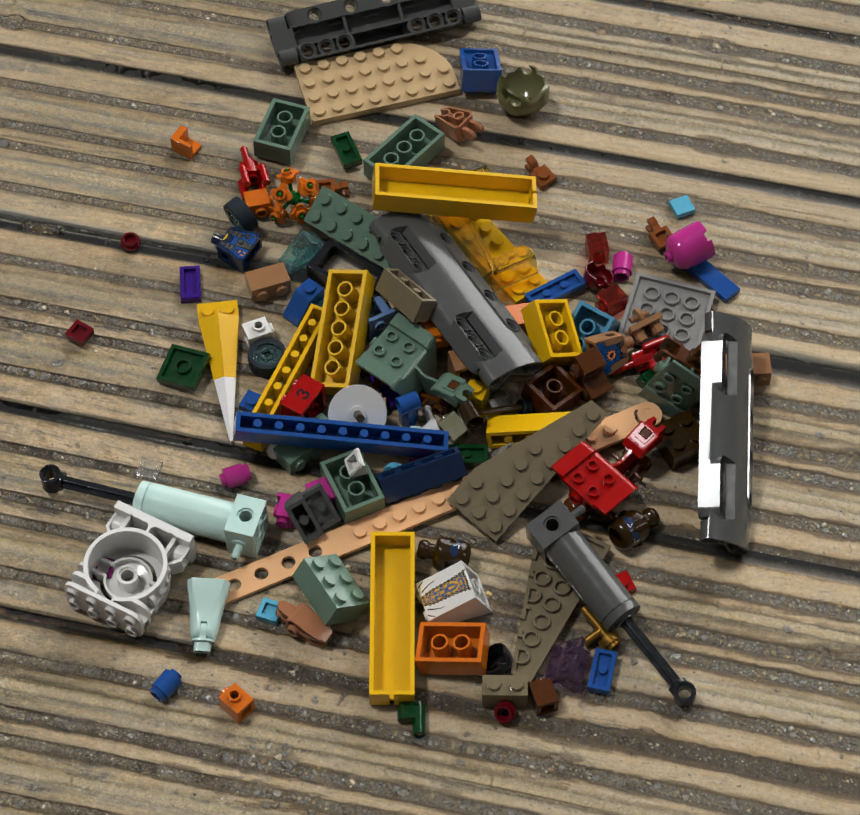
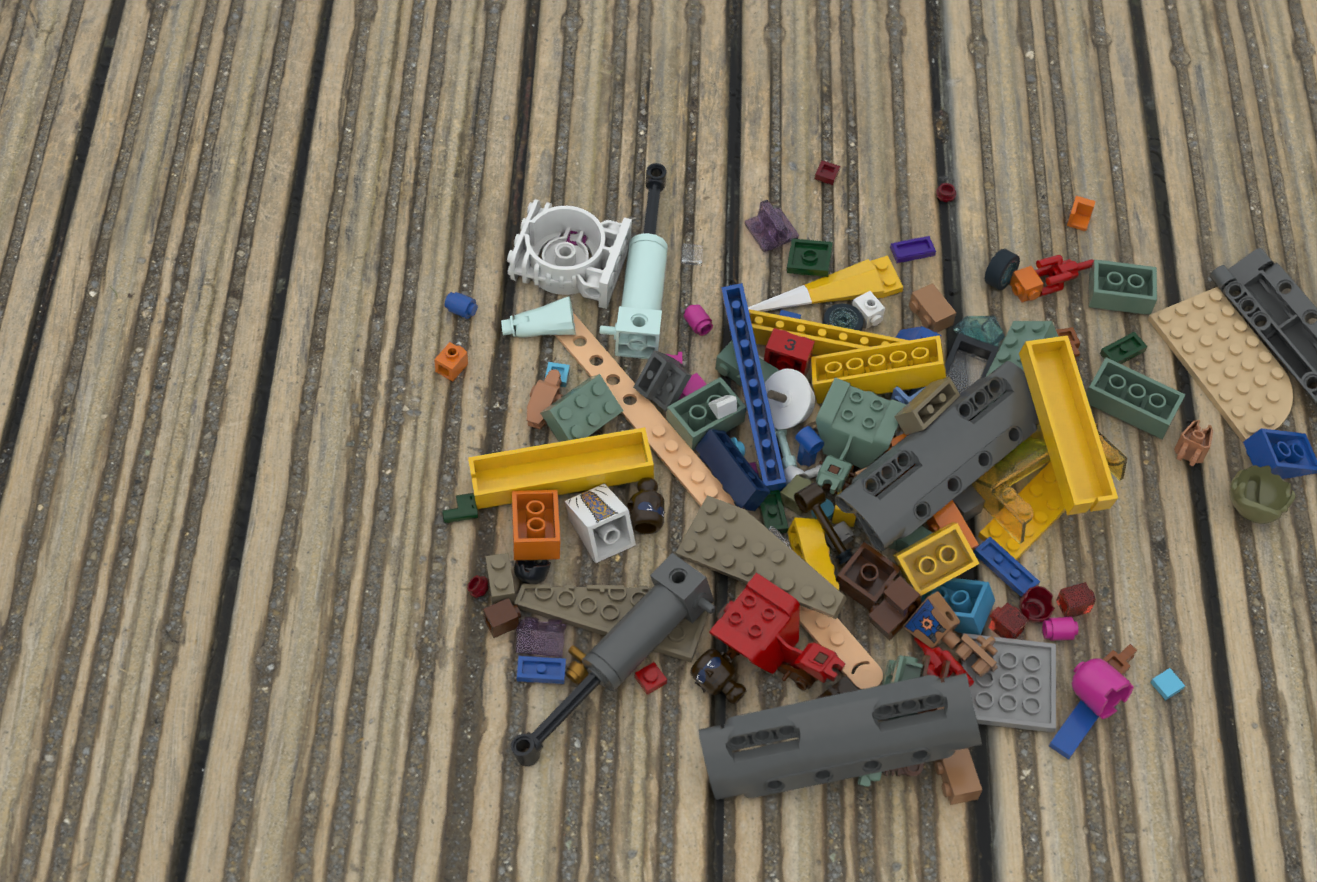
camera: 75 degrees right, 0 degrees up
(137, 394) = (771, 227): none -> clear purple bracket
(237, 247) = (966, 277): torso -> none
(284, 195) = (1032, 293): orange plant -> none
(543, 174) = (1159, 535): dark orange plate -> none

